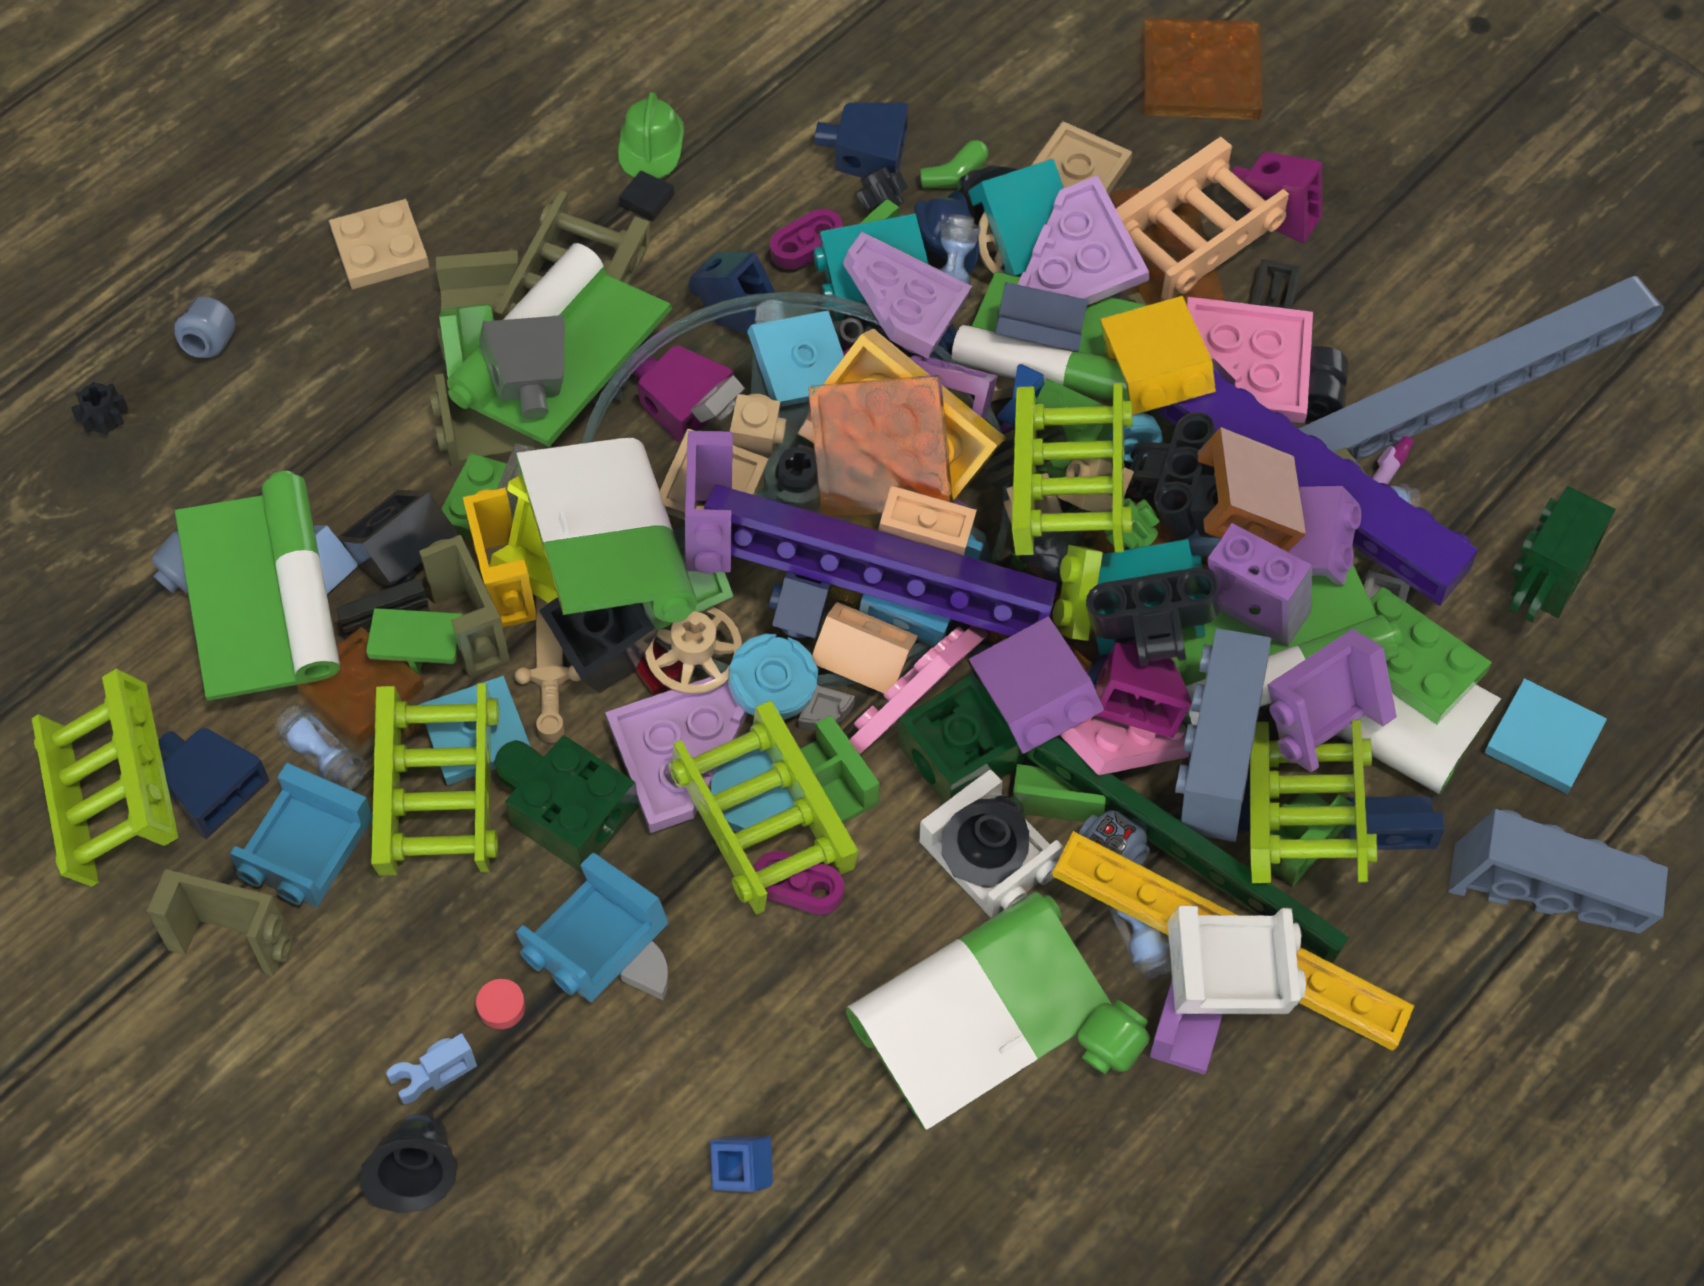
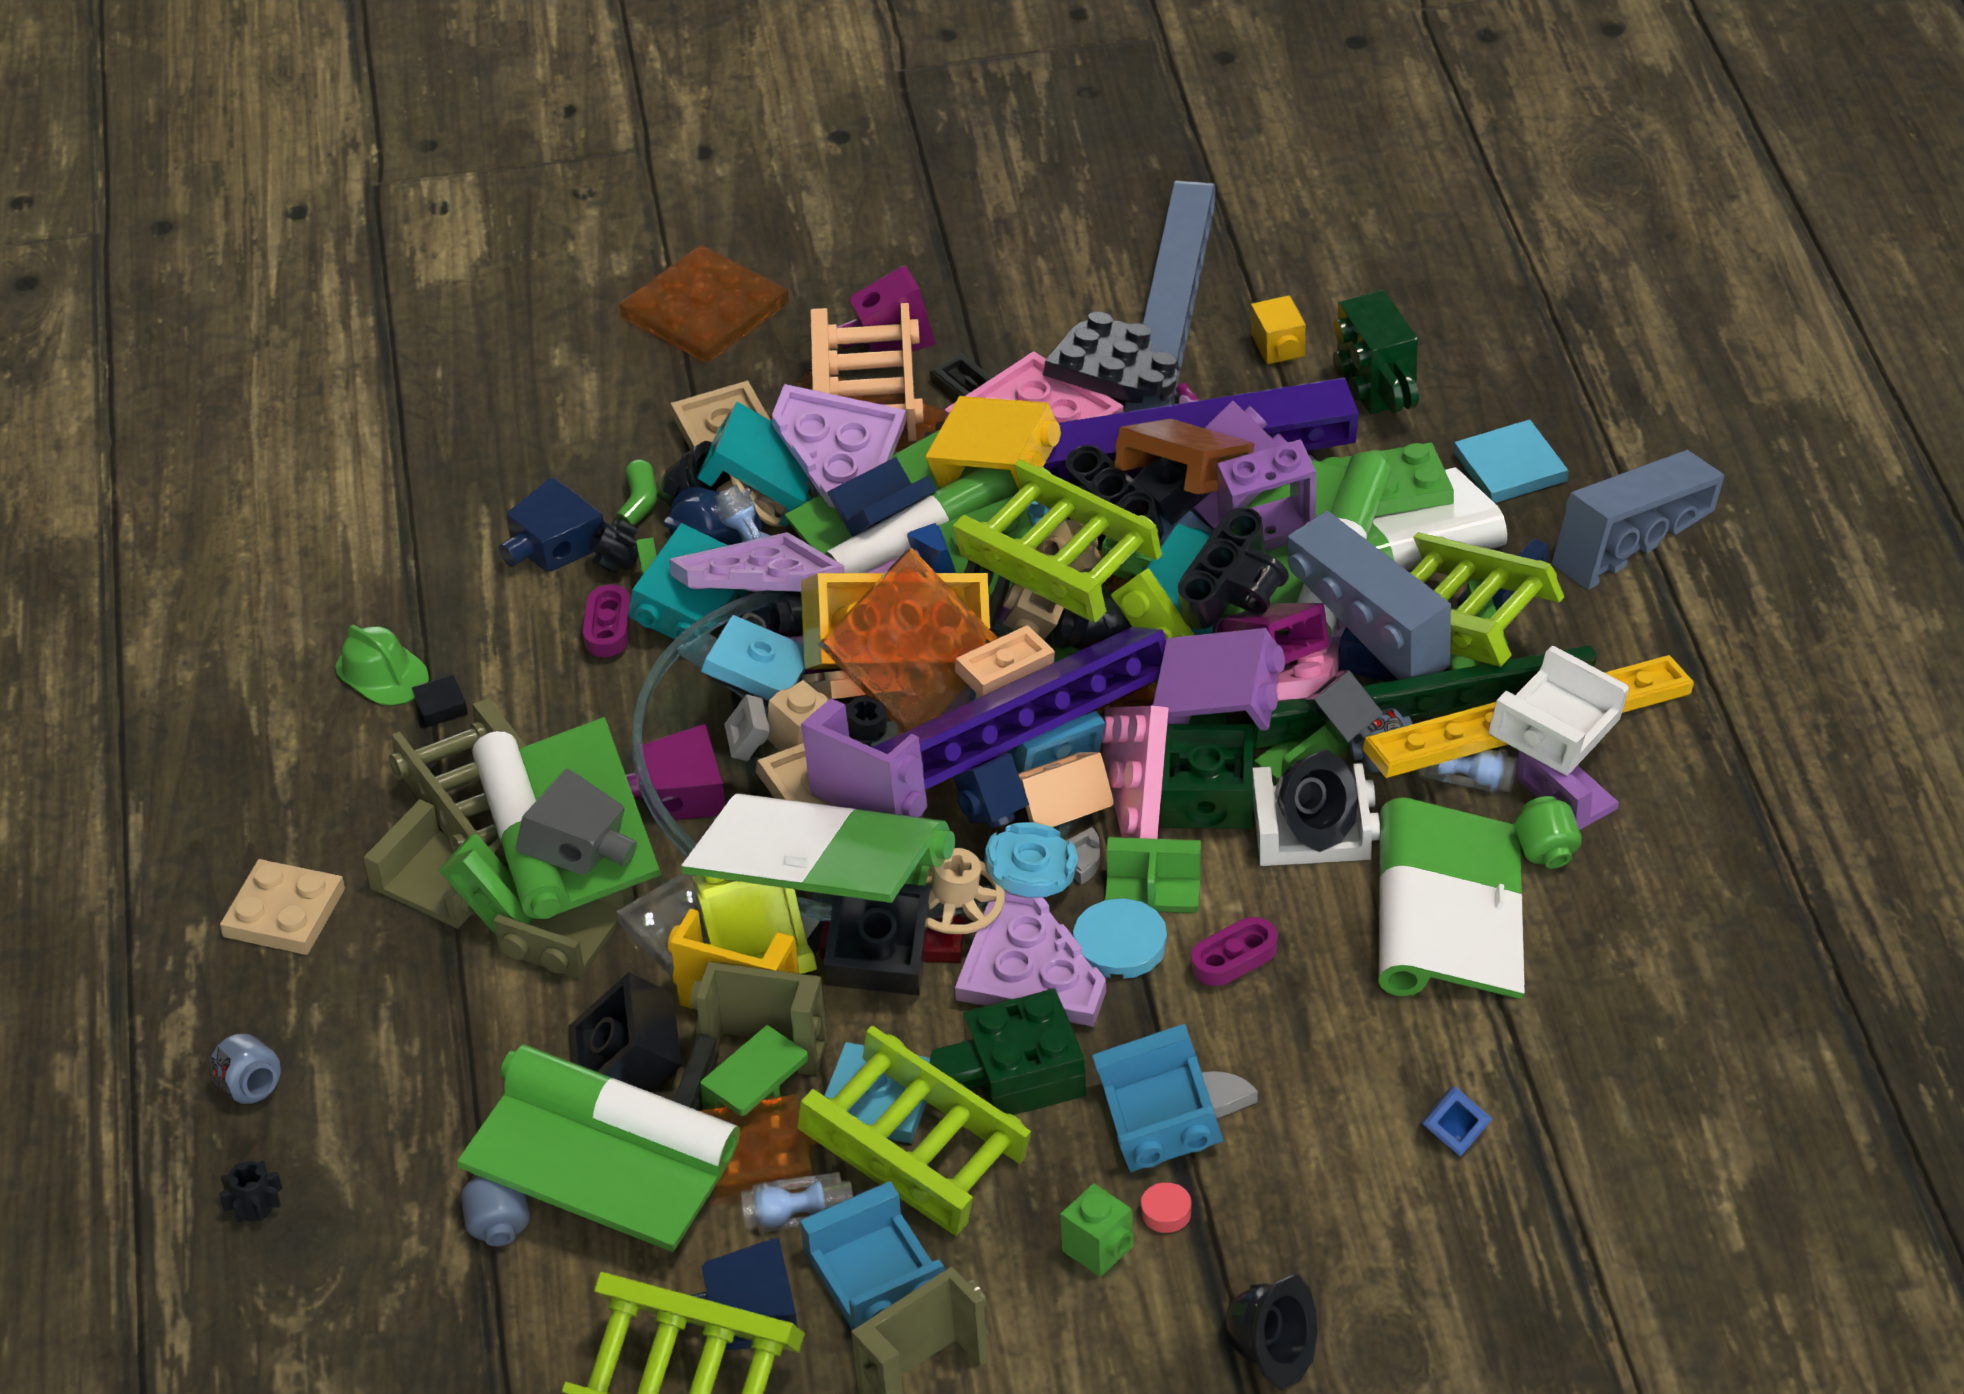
camera: 50 degrees left, 15 degrees down
(430, 970) = (1097, 1230): none -> bright green brick
(439, 1066) = (1191, 1266): light blue plate -> none
(477, 475) = (627, 955): bright green plate -> none
(549, 675) = (923, 1037): tan sword -> none
(730, 277) = (613, 680): dark blue torso -> none
(788, 770) = (1158, 892): lime fence -> none
(1085, 795) = (1345, 708): none -> black brick
(1328, 693) = (1391, 511): medium lavender panel -> none
(1354, 372) = (1113, 360): none -> black plate
(1534, 464) = (1278, 330): none -> yellow brick

